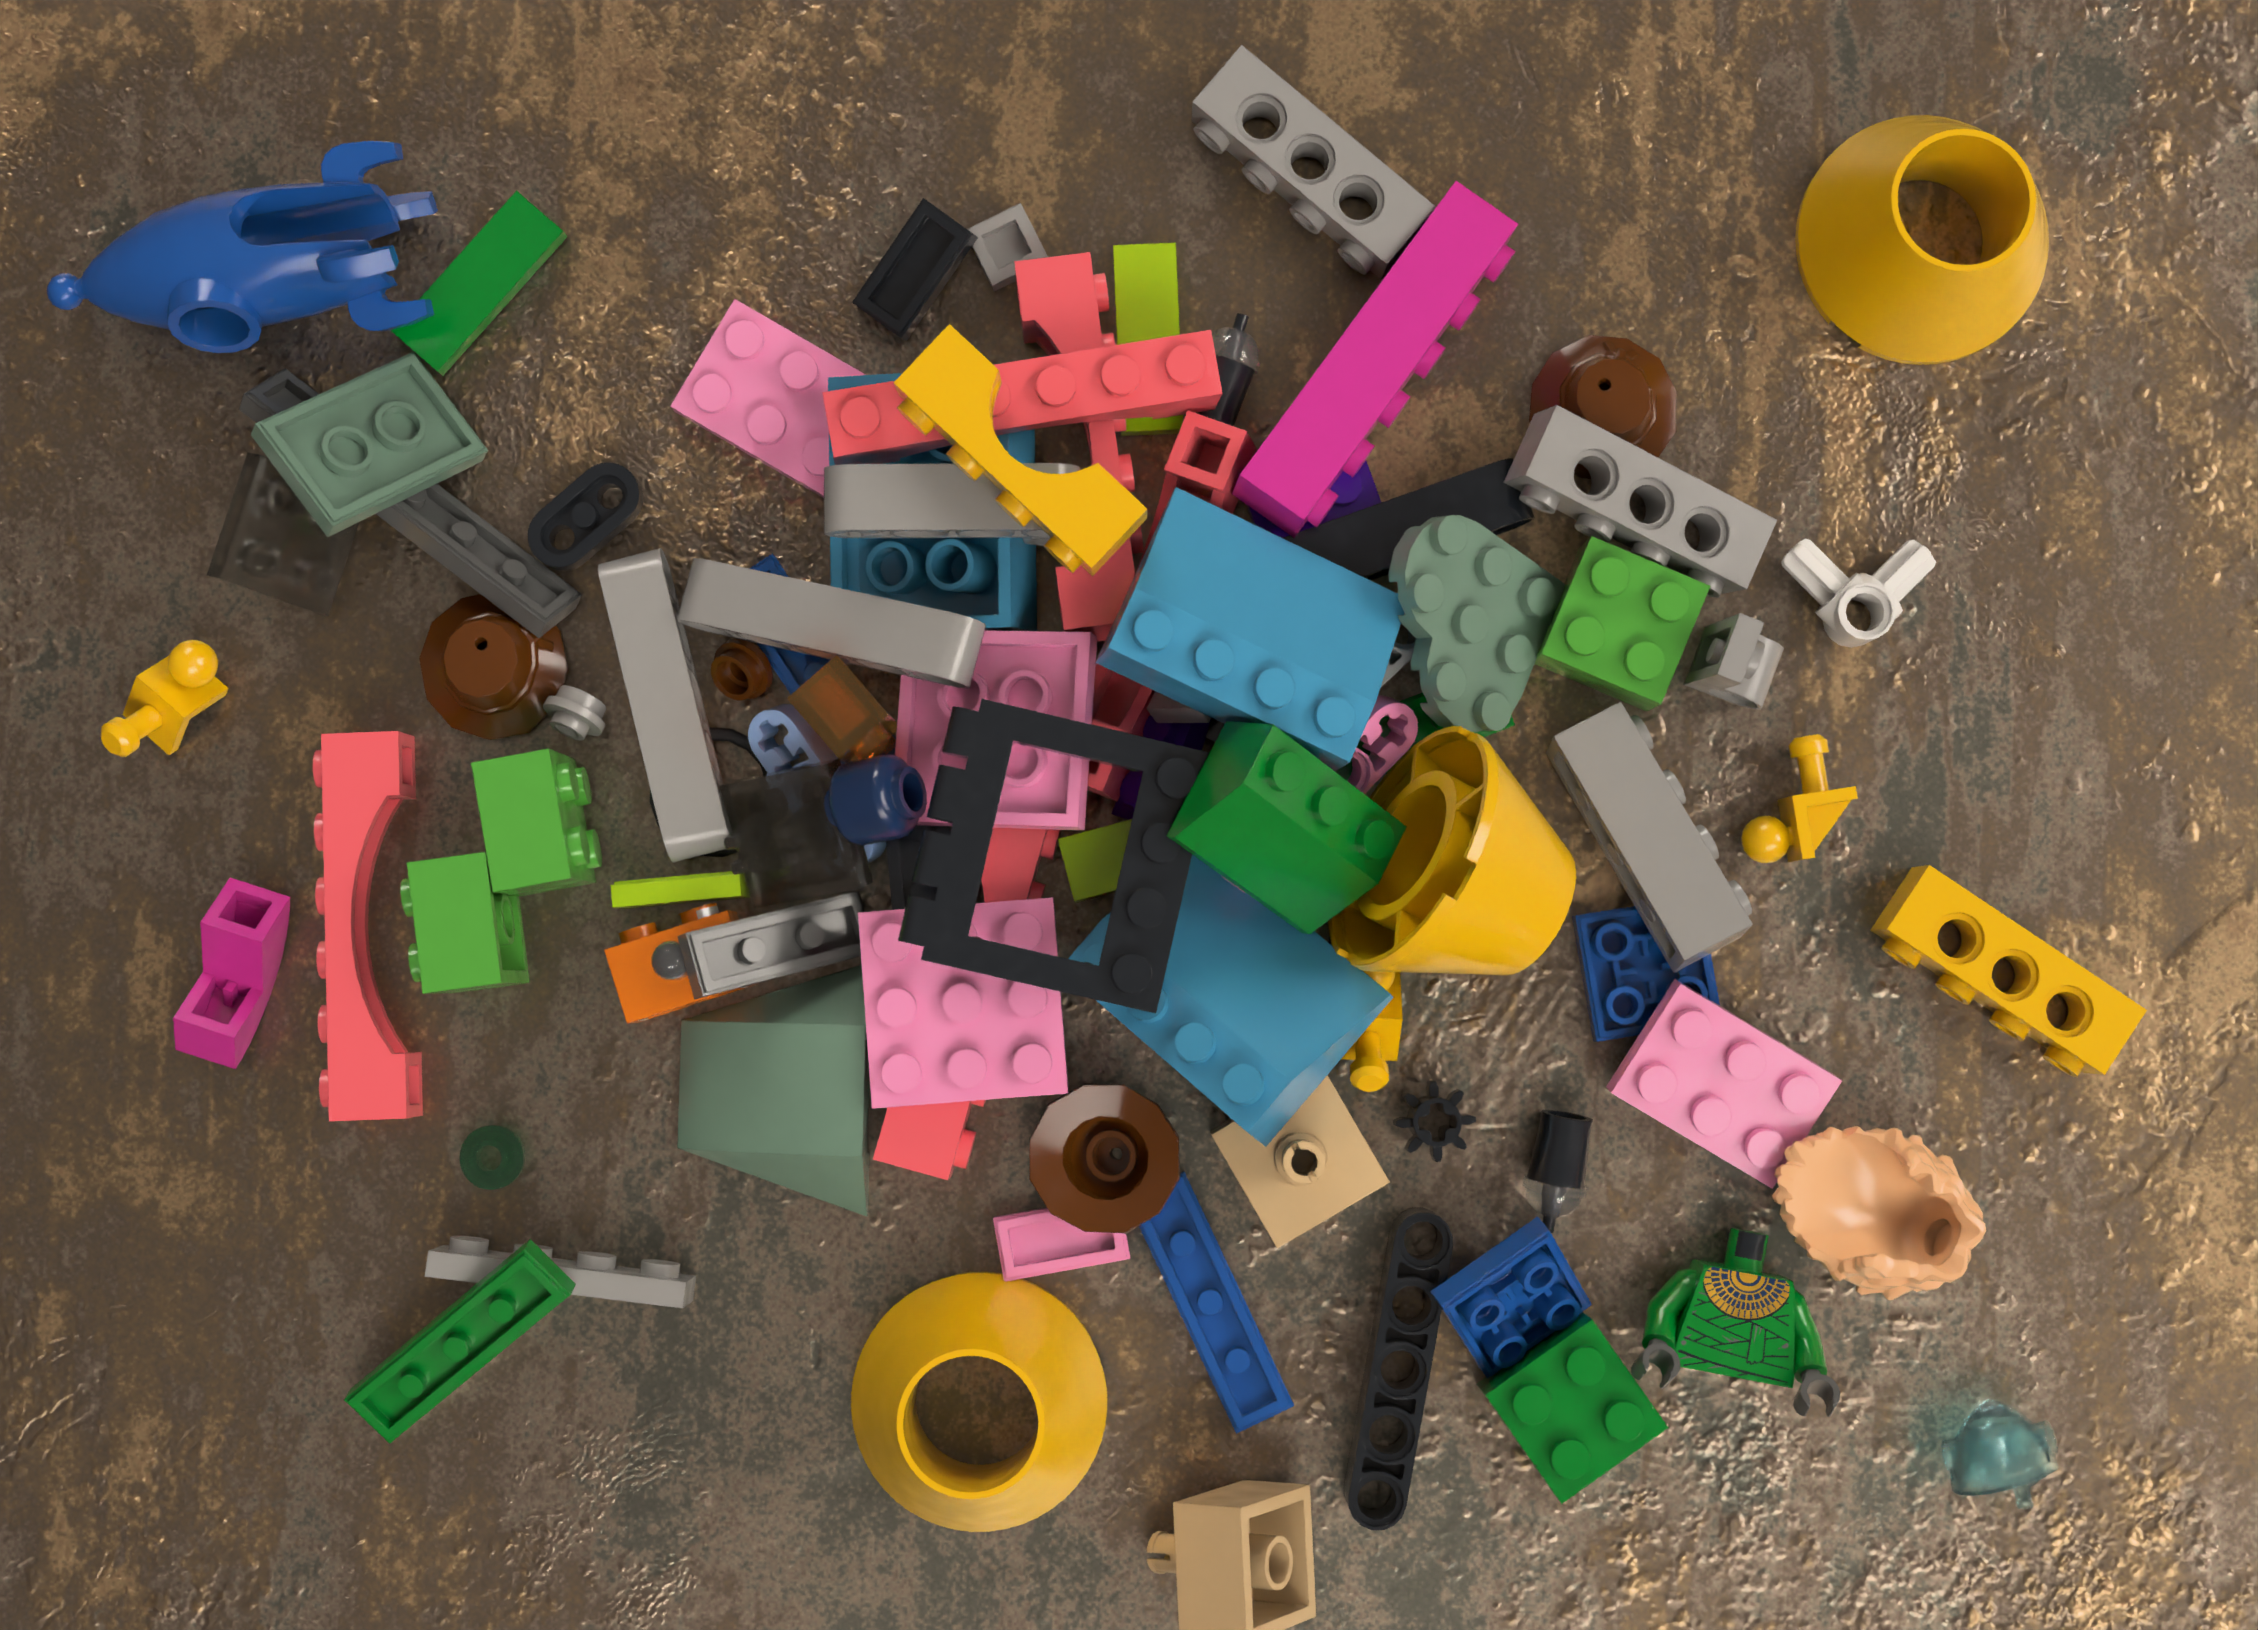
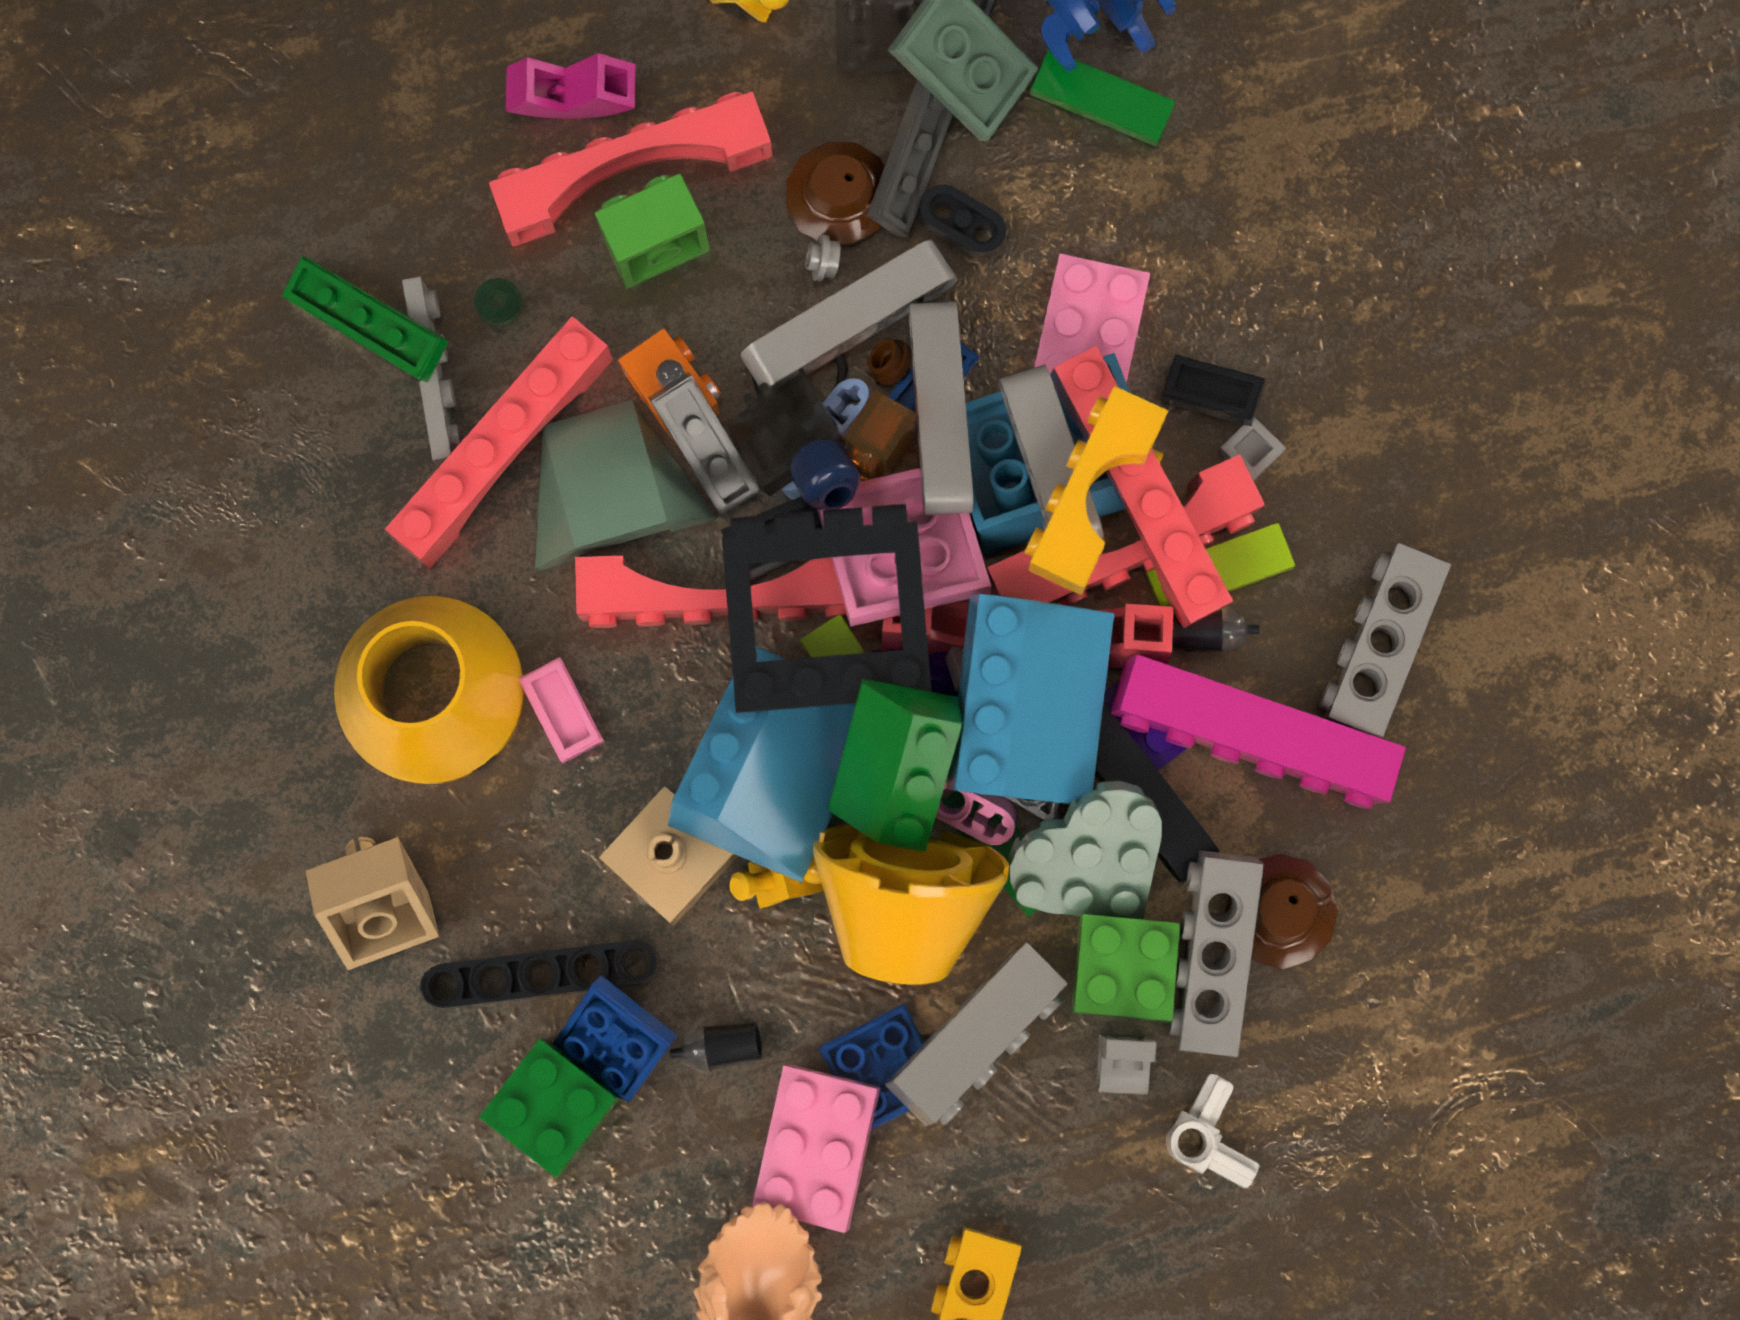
camera: 70 degrees right, 5 degrees down
(536, 822) = (737, 254): bright green brick -> none
(678, 890) = (721, 366): lime tile -> none
(713, 1263) = (455, 489): none -> coral arch
(957, 1031) = (681, 585): bright pink plate -> none
(1076, 1165) = (622, 699): reddish brown hat -> none
(1215, 1310) = (547, 829): blue tile -> none
(1446, 1133) = (737, 951): black gear -> none
(1737, 1325) = (645, 1209): green torso -> none
(1804, 816) = (1031, 1149): yellow piece -> none
(1883, 285) = (1428, 1117): yellow cone -> none

